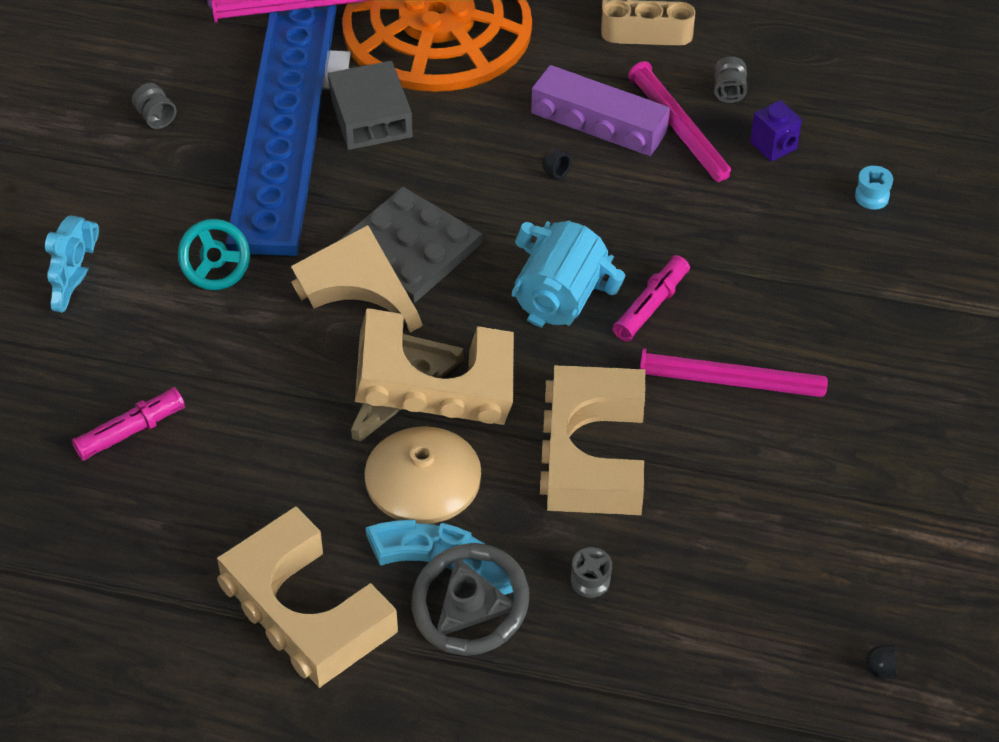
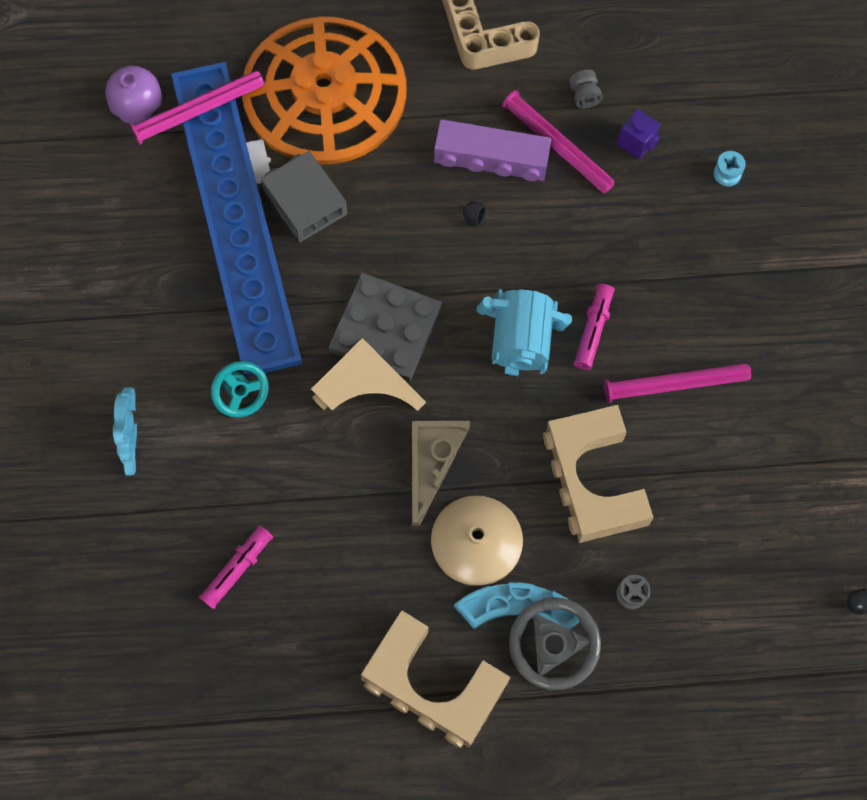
camera: 20 degrees left, 20 degrees up
(154, 105) = (125, 248): dark grey wheel -> none
(391, 380) = (427, 474): tan arch -> none

